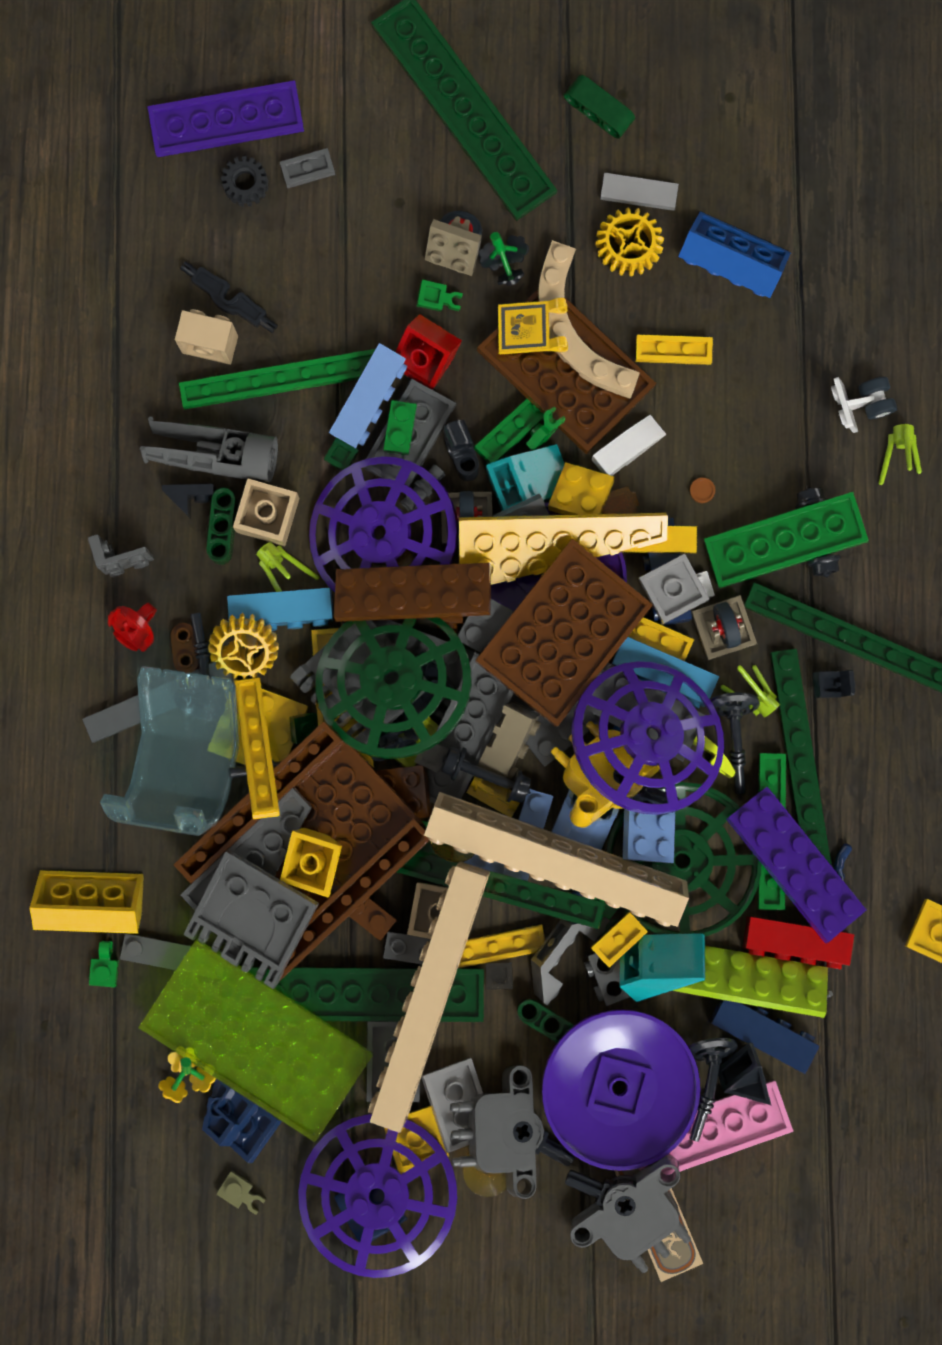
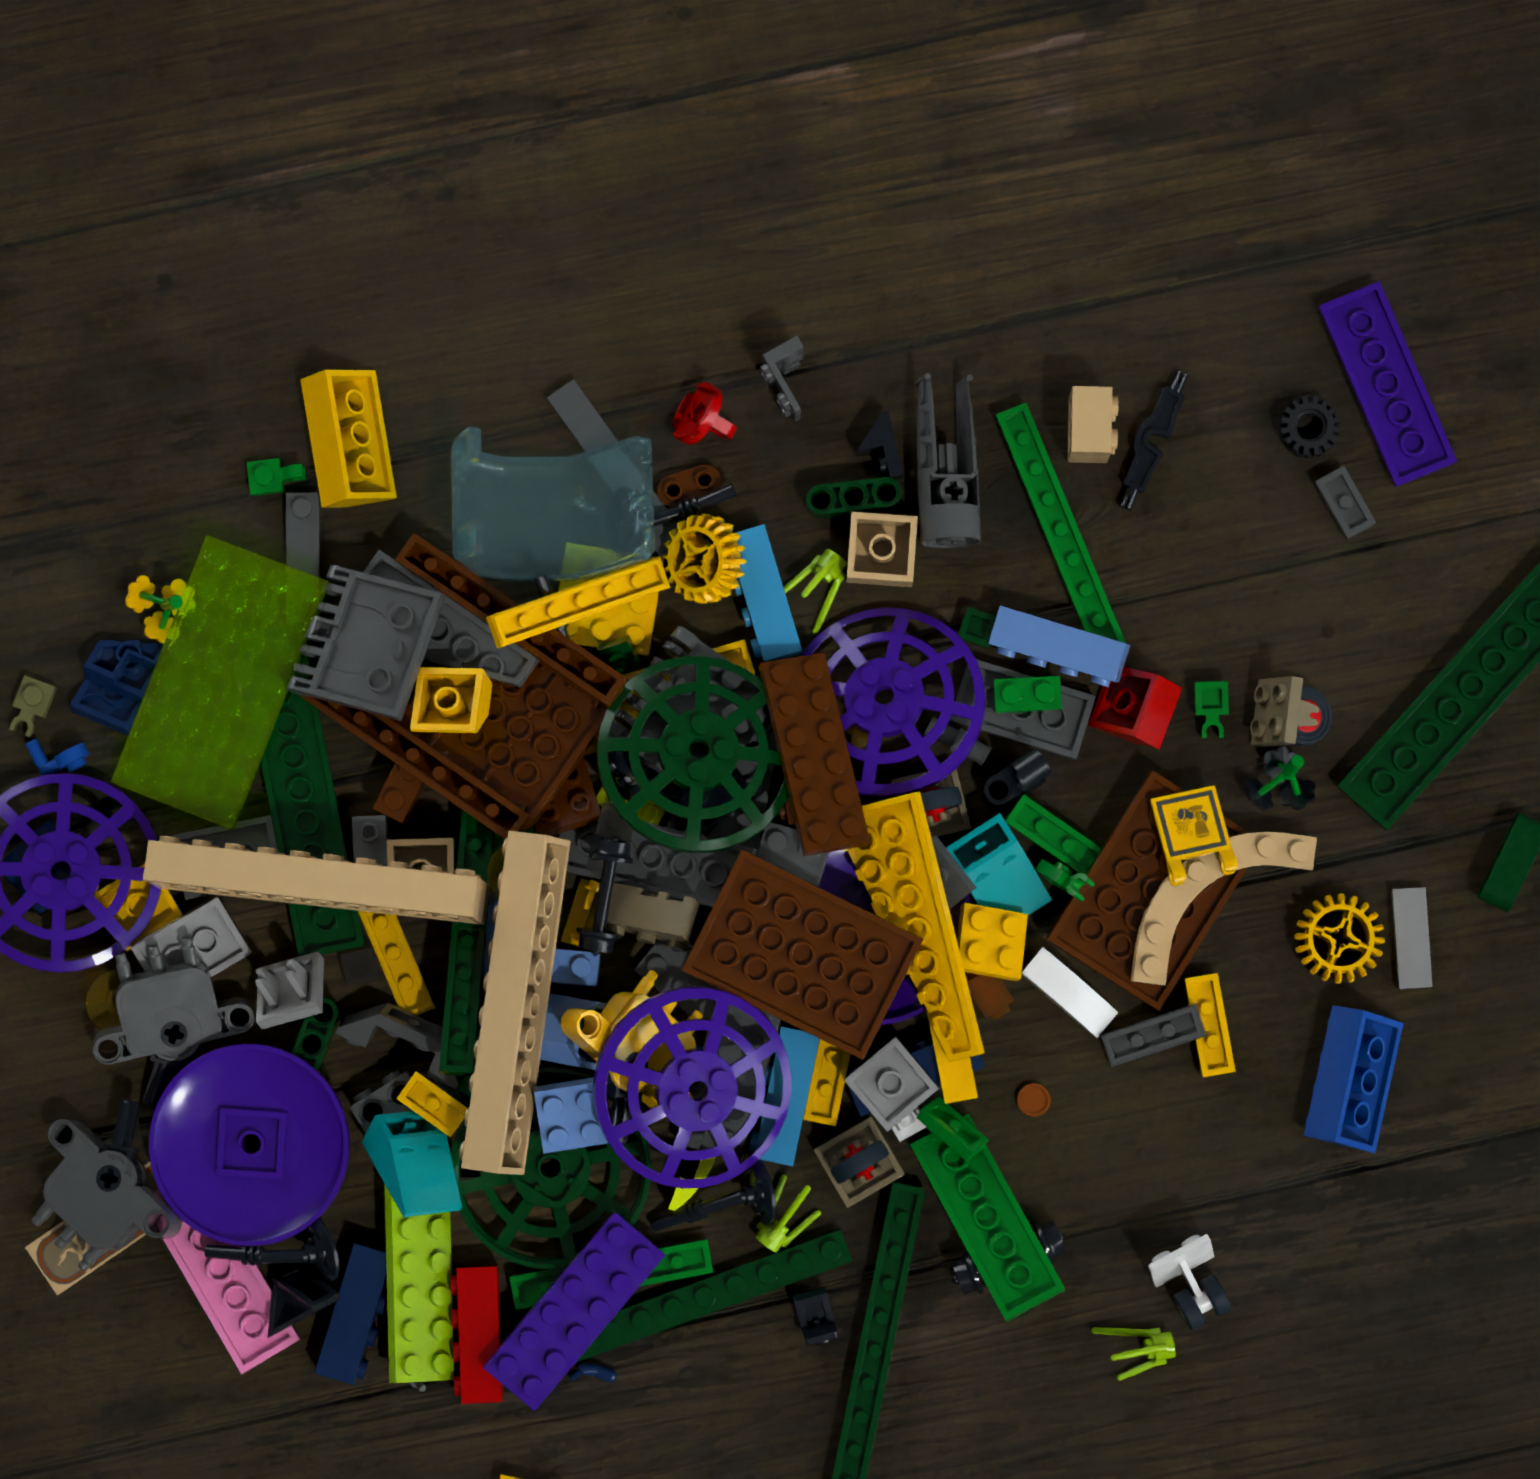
camera: 80 degrees right, 0 degrees up
(289, 1169) = (71, 758): none -> blue plate
(507, 1033) = (290, 990): none -> light grey plate
(673, 390) = (1154, 1035): none -> dark grey tile
(715, 551) = (952, 1128): none -> green plate

